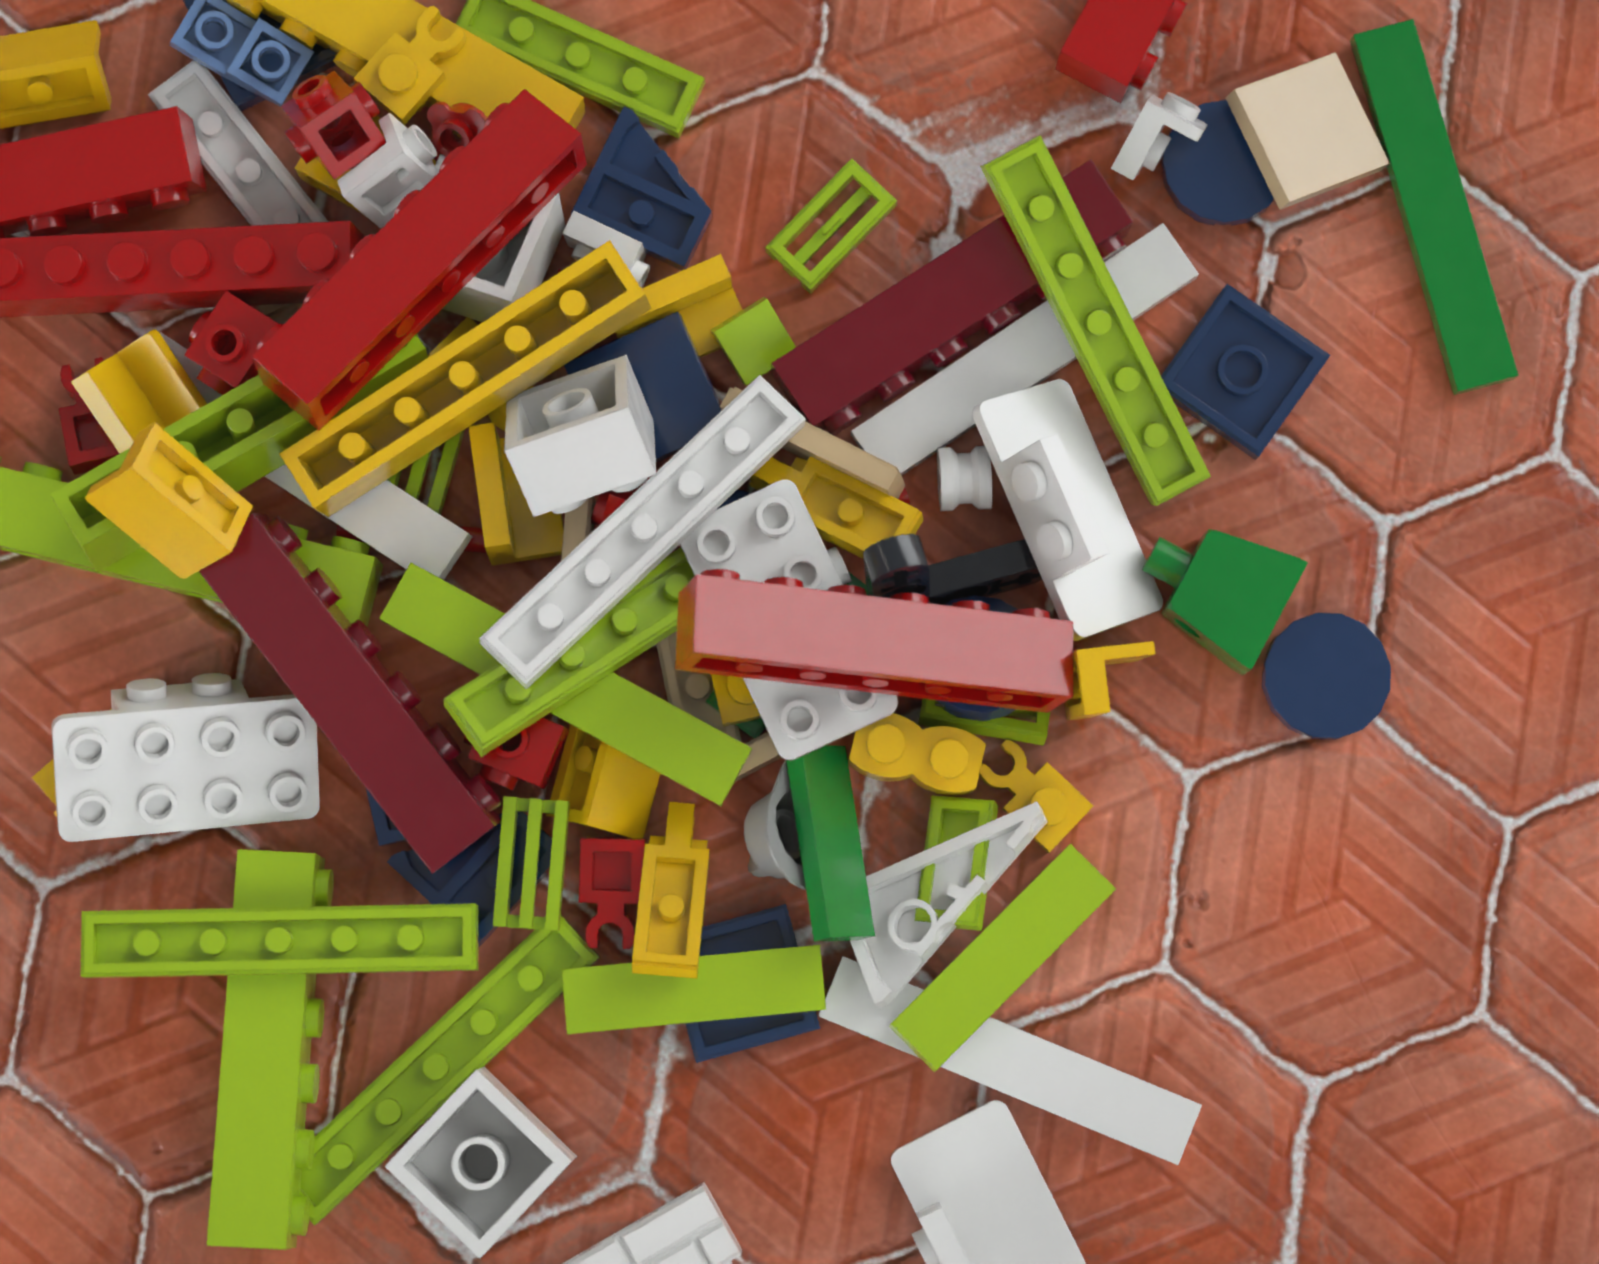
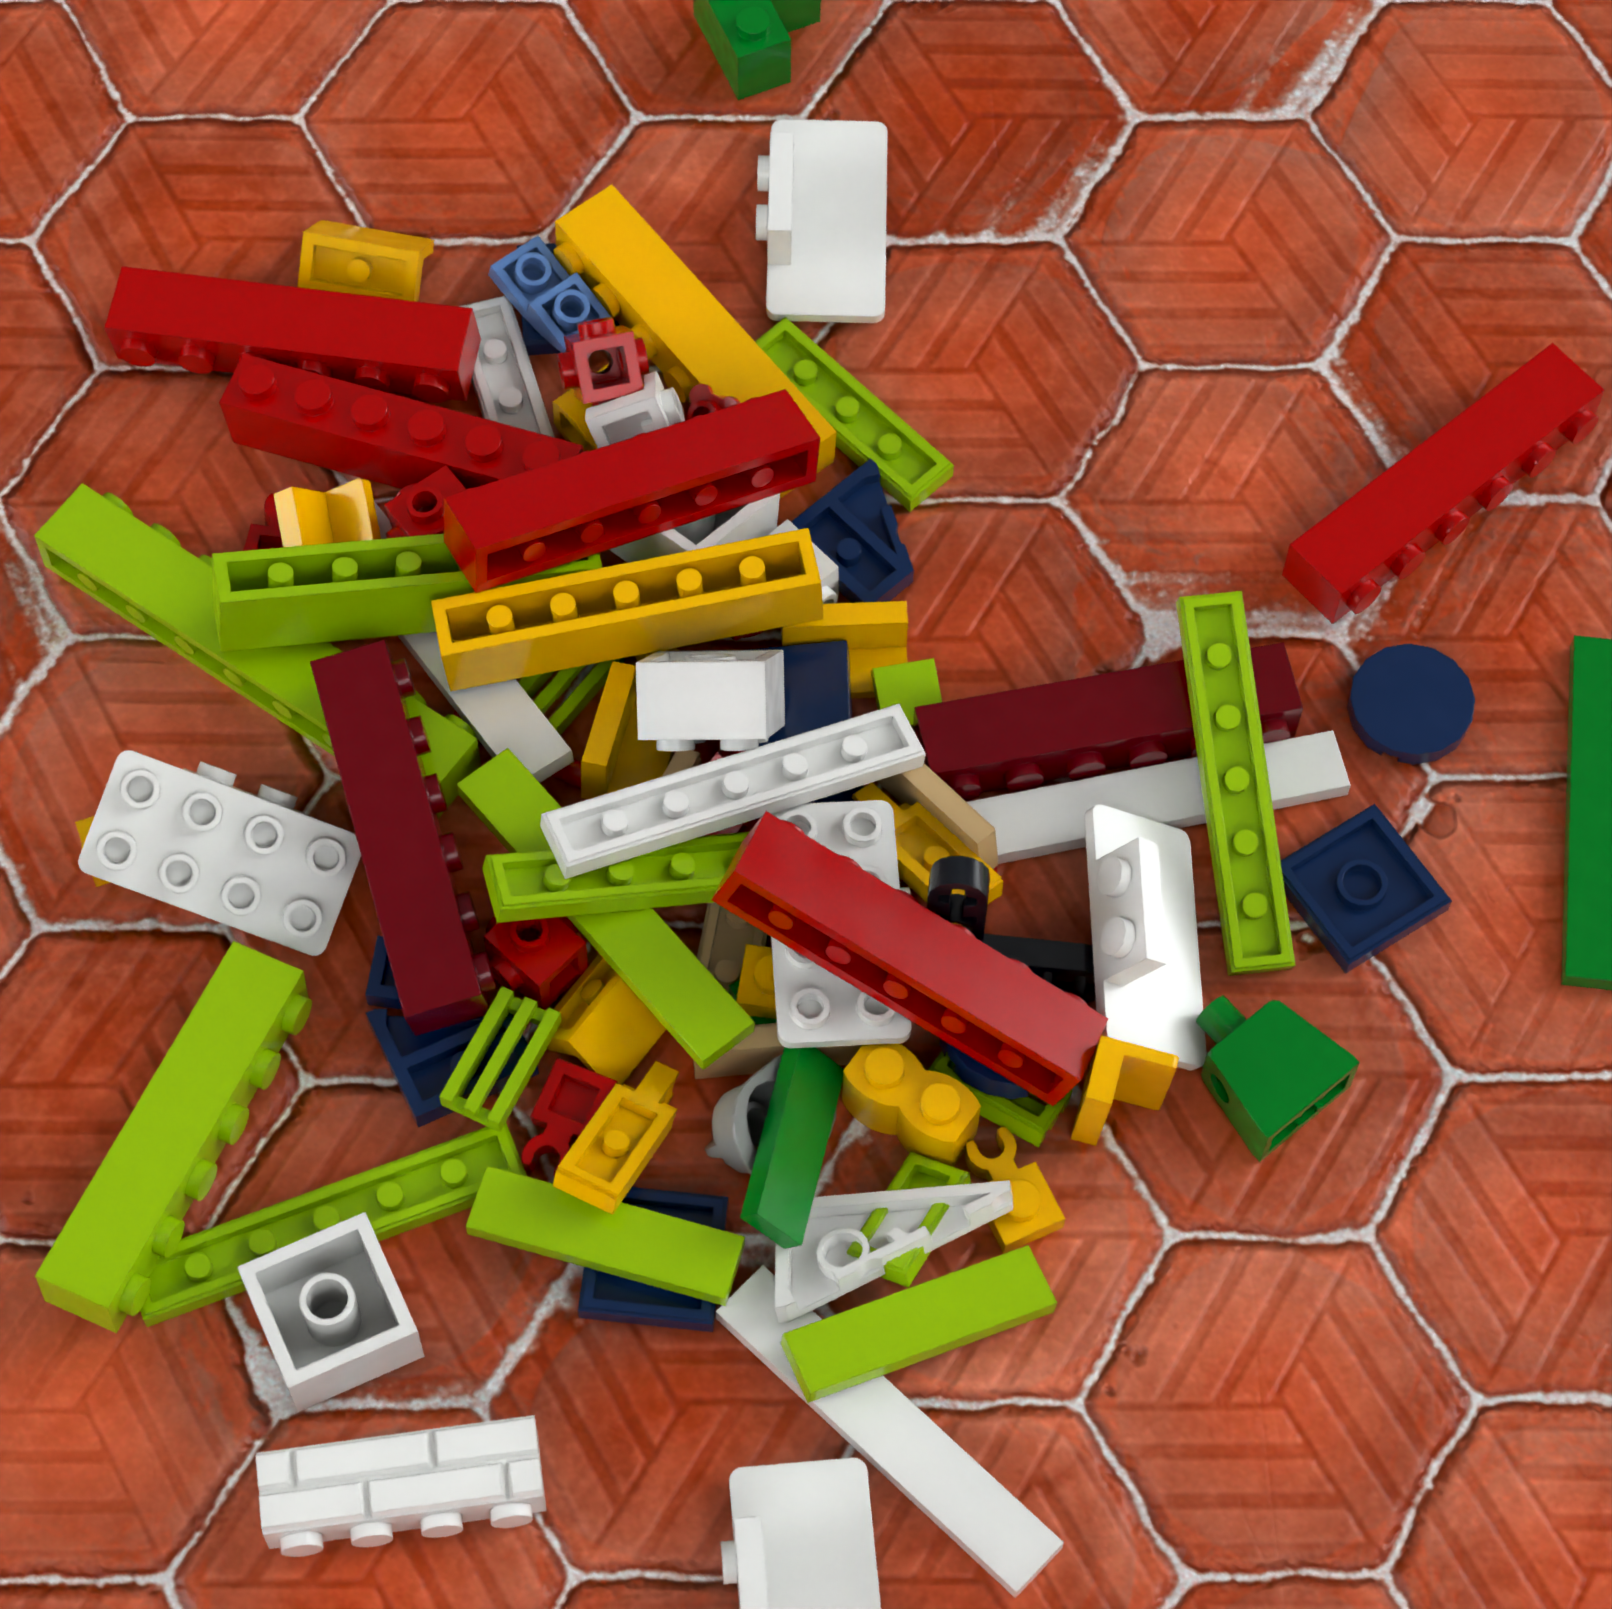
camera: 20 degrees right, 20 degrees down
(171, 503) = (314, 595): yellow panel -> none
(279, 940) = (236, 1030): lime tile -> none
(404, 72) = (690, 353): yellow plate -> none
(795, 264) = (1025, 649): lime tile -> none
(964, 478) = (1056, 879): white wheel -> none
(1147, 143) = (1344, 645): white bracket -> none
(1307, 130) = (1500, 698): tan tile -> none
(1326, 676) = (1341, 1188): dark blue tile -> none

